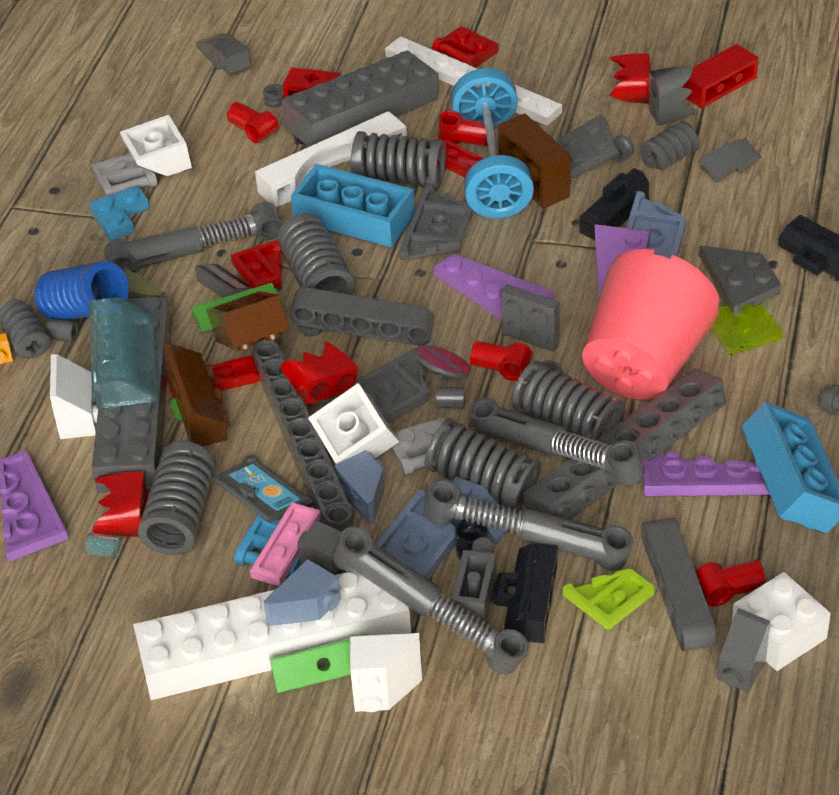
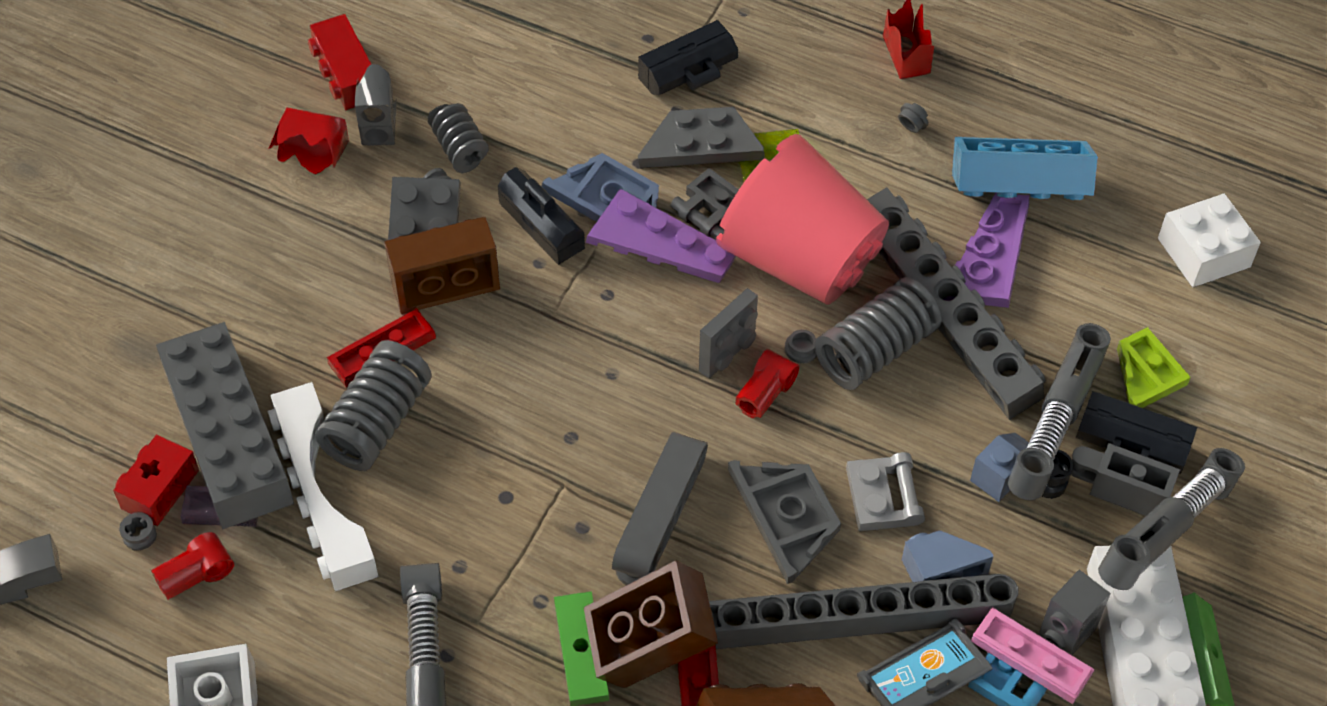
camera: 80 degrees left, 10 degrees up
(220, 280) = (519, 658): dark grey slope -> none
(259, 264) = (509, 606): red wing -> none
(303, 596) = (1162, 632): sand blue slope -> none
(314, 255) = (535, 533): dark grey piece -> none
(321, 375) = (782, 560): red piece -> none
(352, 426) = (868, 545): white slope -> none
(355, 204) = (441, 474): dark azure brick -> none
(383, 669) = (1248, 590): white slope -> none
(418, 540) = (1039, 531): sand blue wing -> none
(436, 225) = (500, 396): dark grey wing -> none
(443, 362) = (759, 439): piece -> none
(450, 397) = (814, 447): dark grey hinge -> none
(451, 70) = (216, 302): white plate -> none
(457, 130) = (328, 331): red piece -> none
(466, 46) = (149, 282): red plate -> none
(481, 282) = (636, 367): medium lavender wing -> none
(492, 463) = (959, 430): dark grey piece -> none
(496, 422) = (937, 356): dark grey piece -> none
(499, 175) = (307, 285): dark azure axle -> none
(678, 584) = (1142, 306): dark grey beam -> none
(722, 583) = (1145, 271): red piece -> none
(730, 157) = (501, 93): dark grey slope -> none
(744, 650) = (1253, 276): dark grey slope -> none

